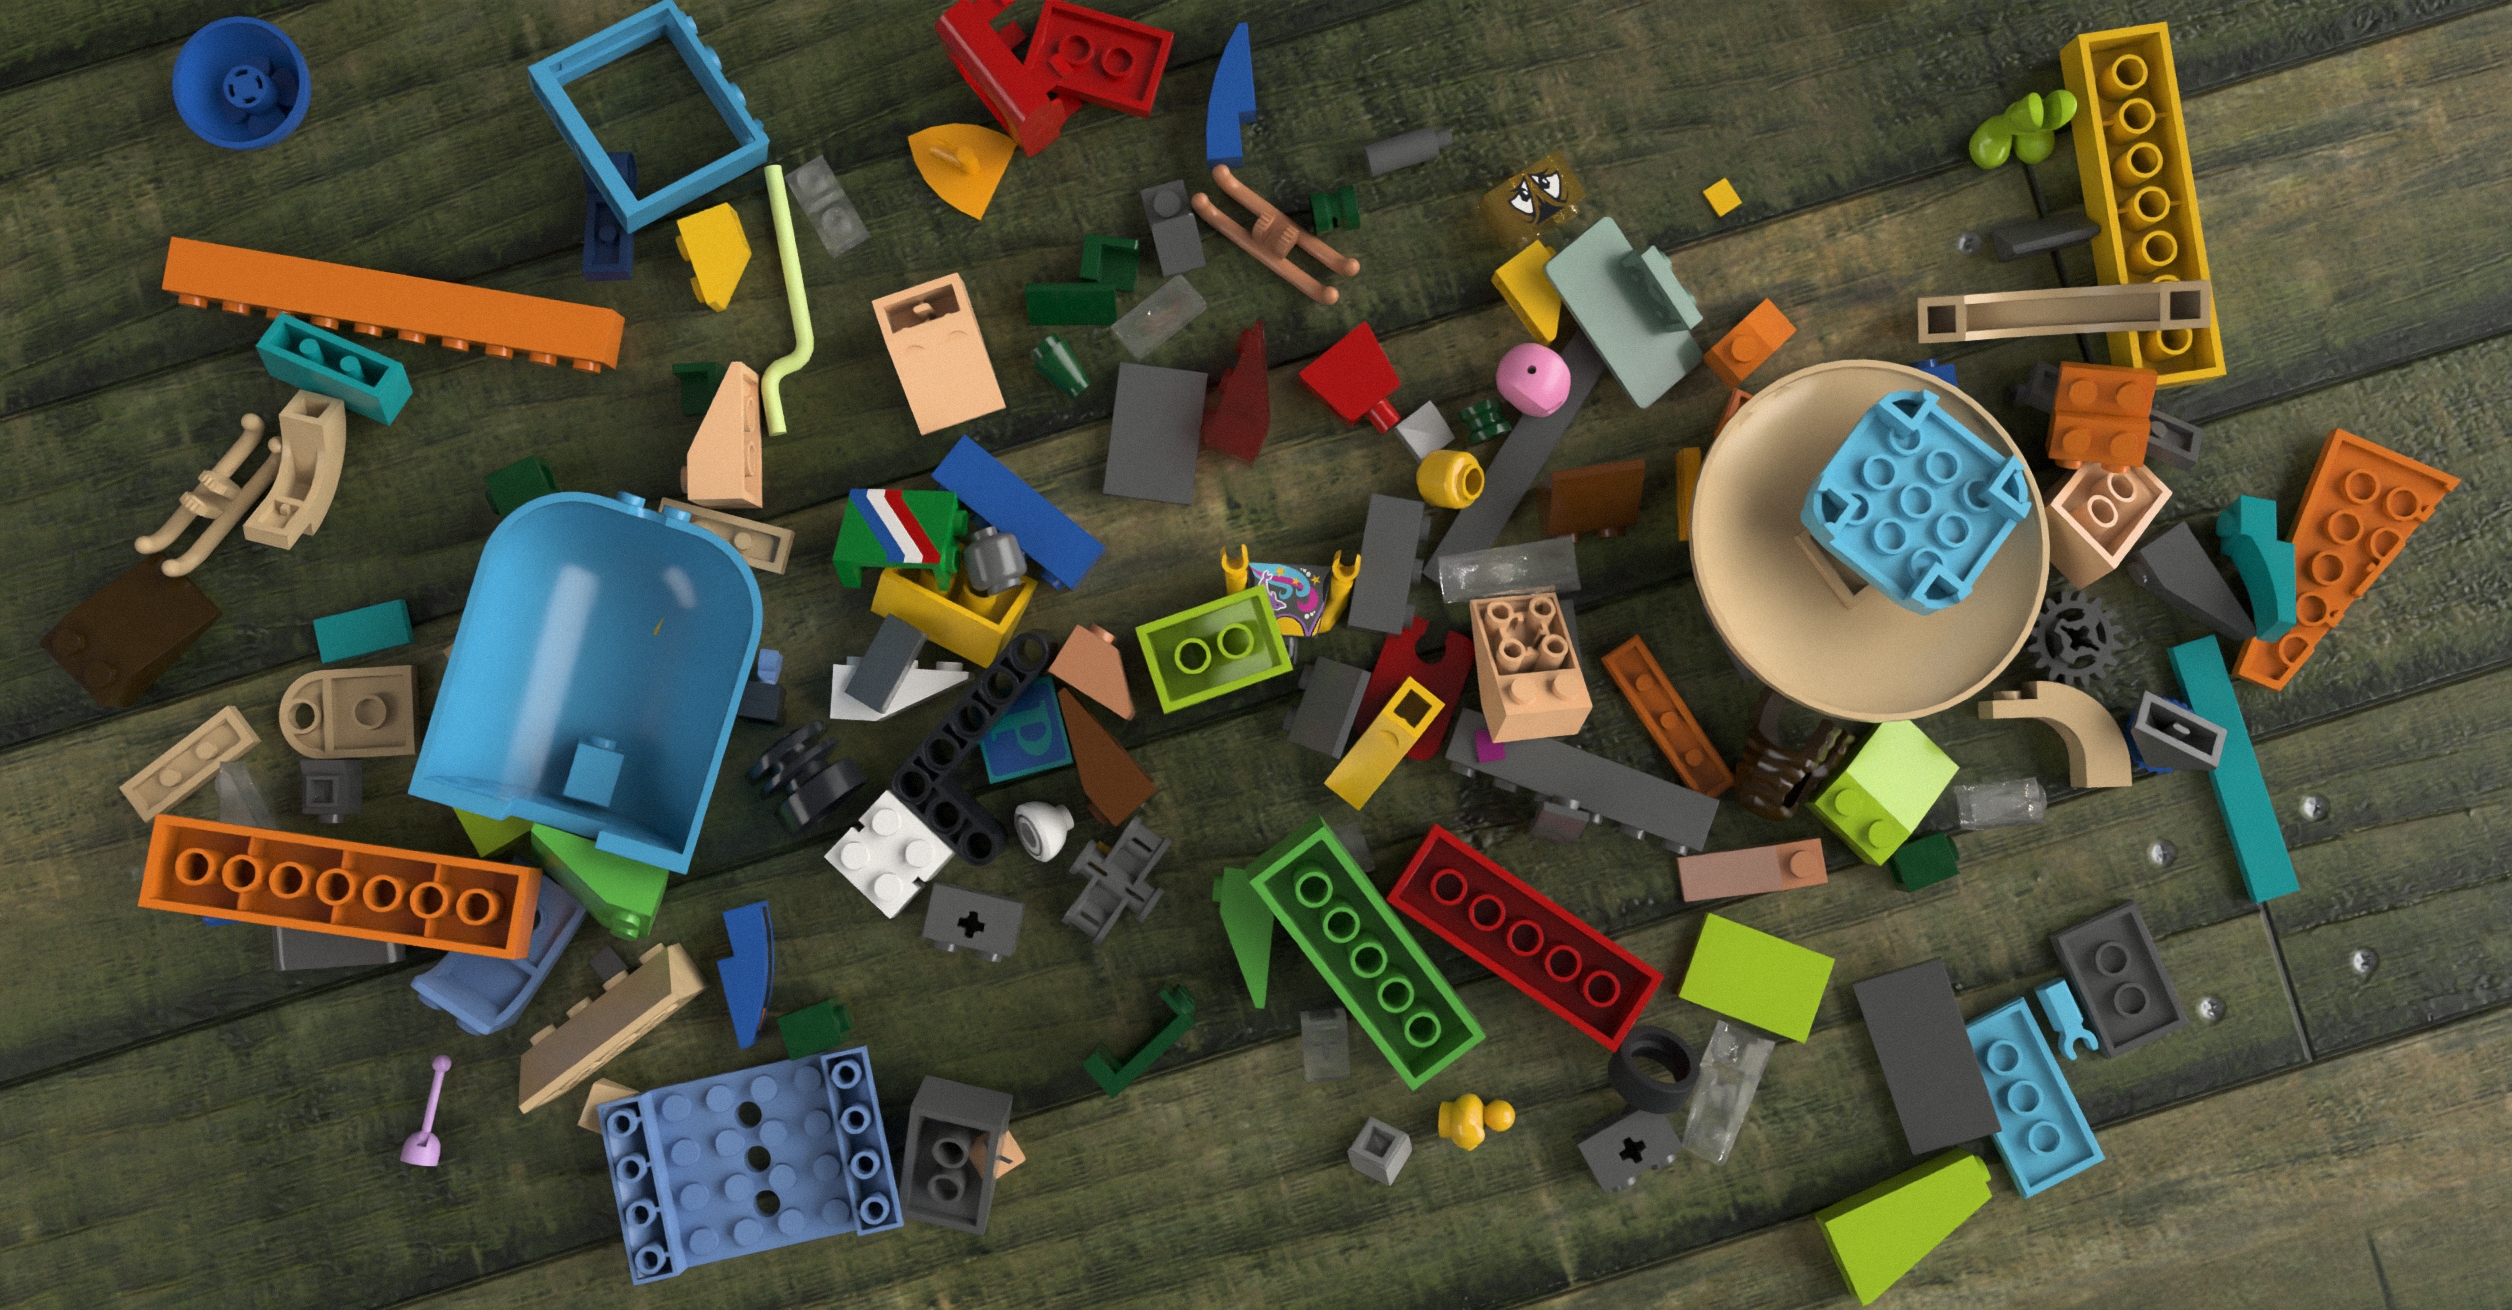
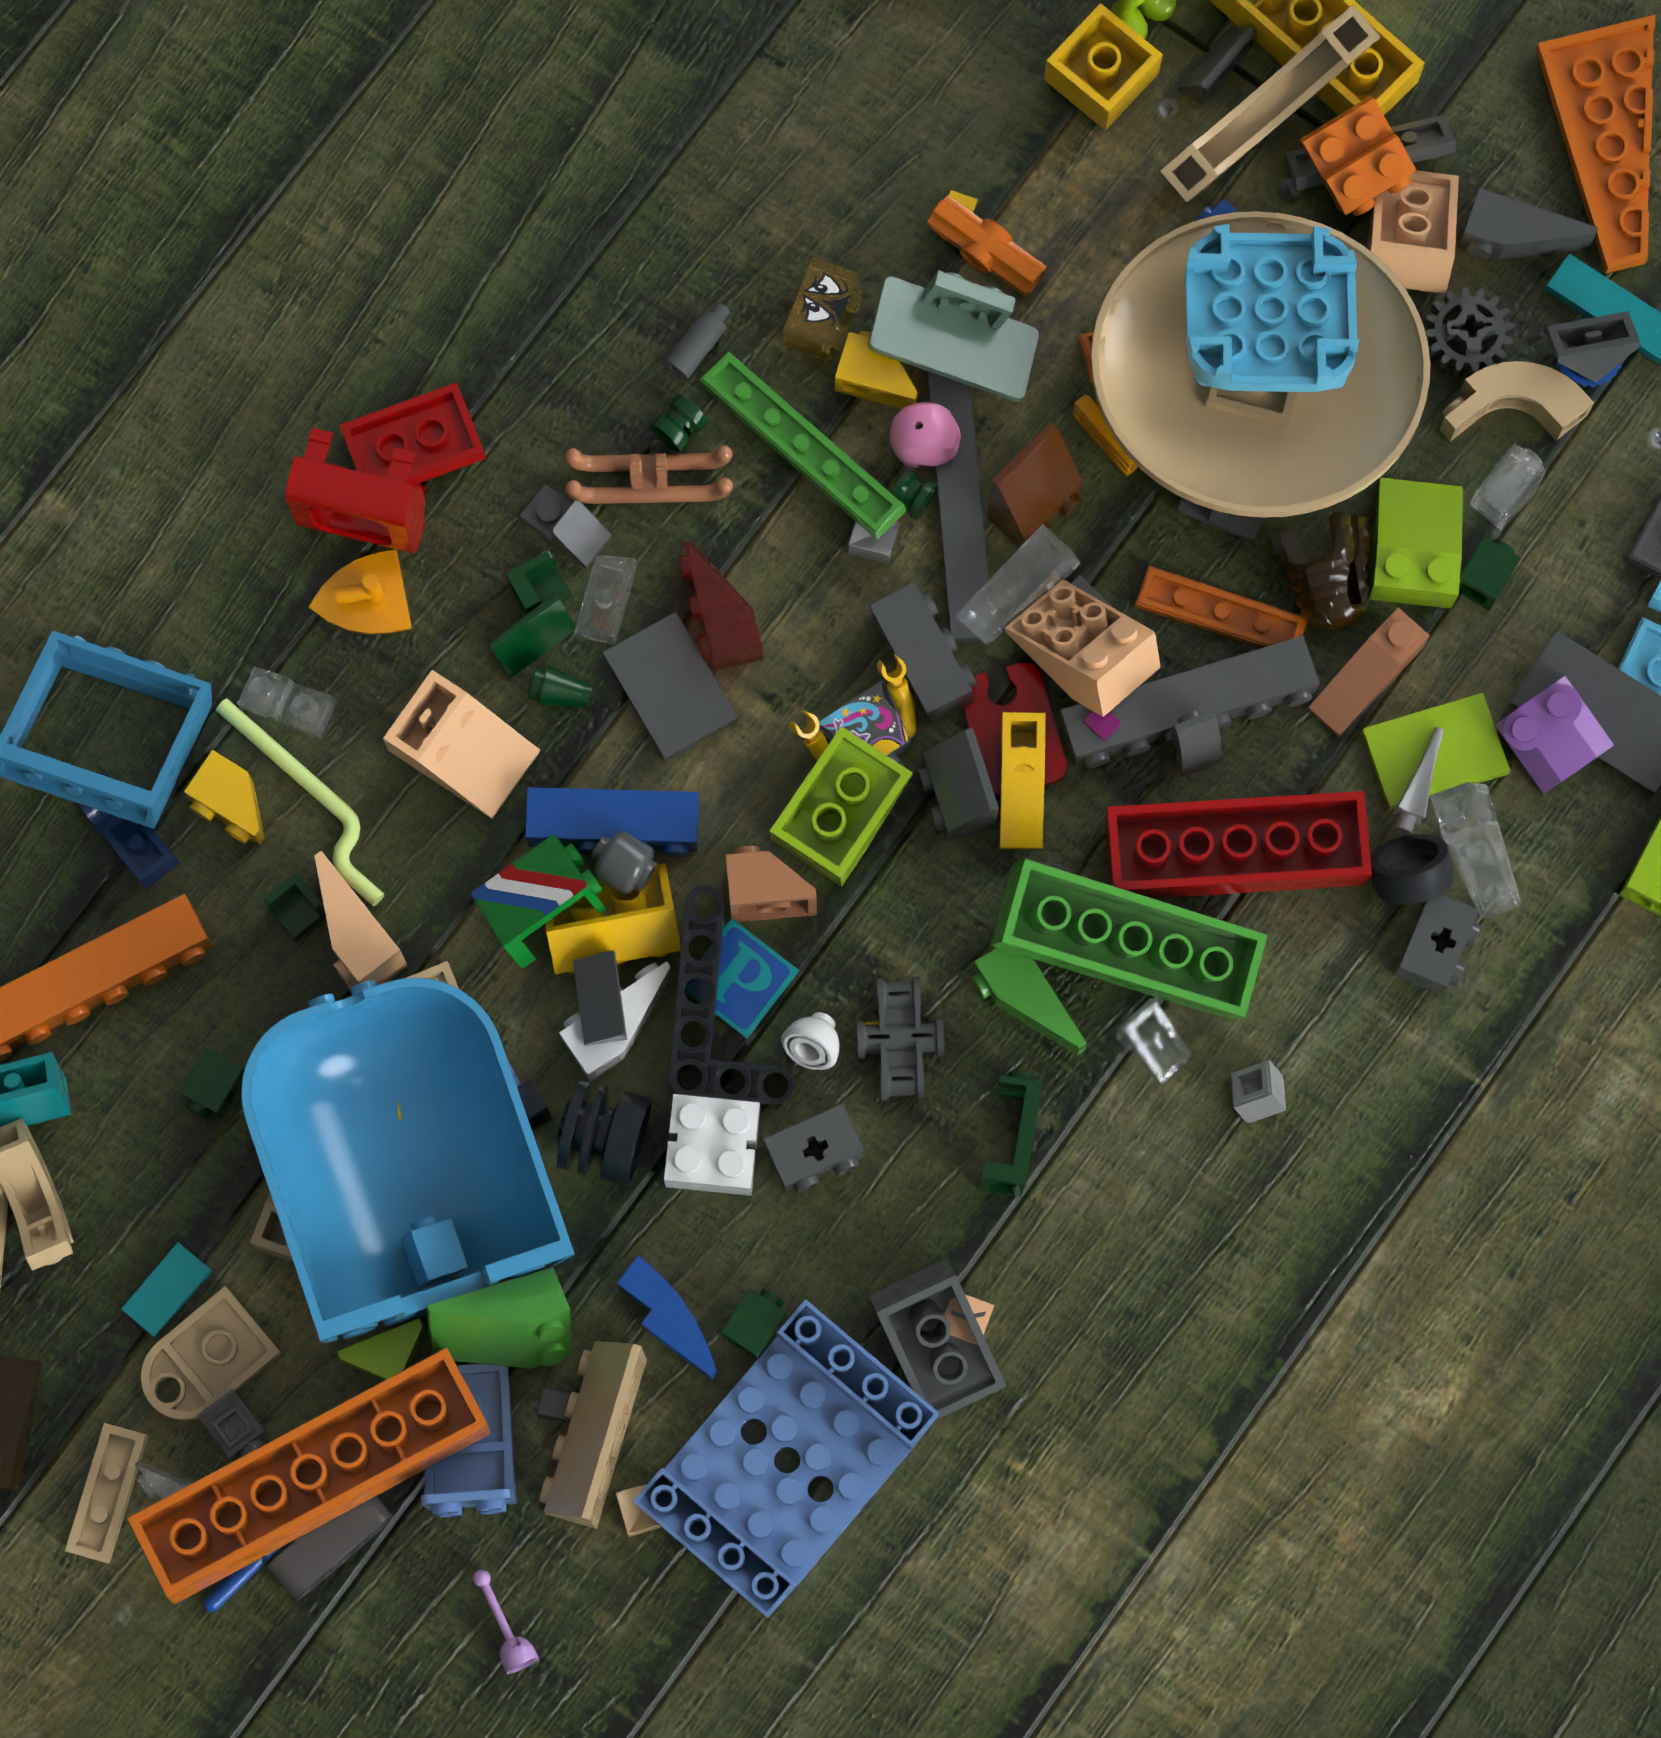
camera: 35 degrees left, 10 degrees down
(1105, 768) = (829, 953): reddish brown slope -> none
(1230, 102) = (540, 402): blue slope -> none
(1355, 380) = (791, 535): red torso -> none
(1423, 310) = (803, 445): none -> bright green tile
(1450, 479) = (919, 553): yellow head -> none
(1466, 1117) = (1305, 1016): yellow animal -> none
(1704, 1009) = (1414, 801): none -> light grey piece
(1716, 250) = (986, 246): none -> orange piece
(1749, 344) = (1063, 296): orange slope -> none
(1867, 1043) = (1554, 734): none -> medium lavender slope
(1941, 165) = (1103, 66): none -> yellow brick
(2266, 565) = (1558, 175): teal slope -> none

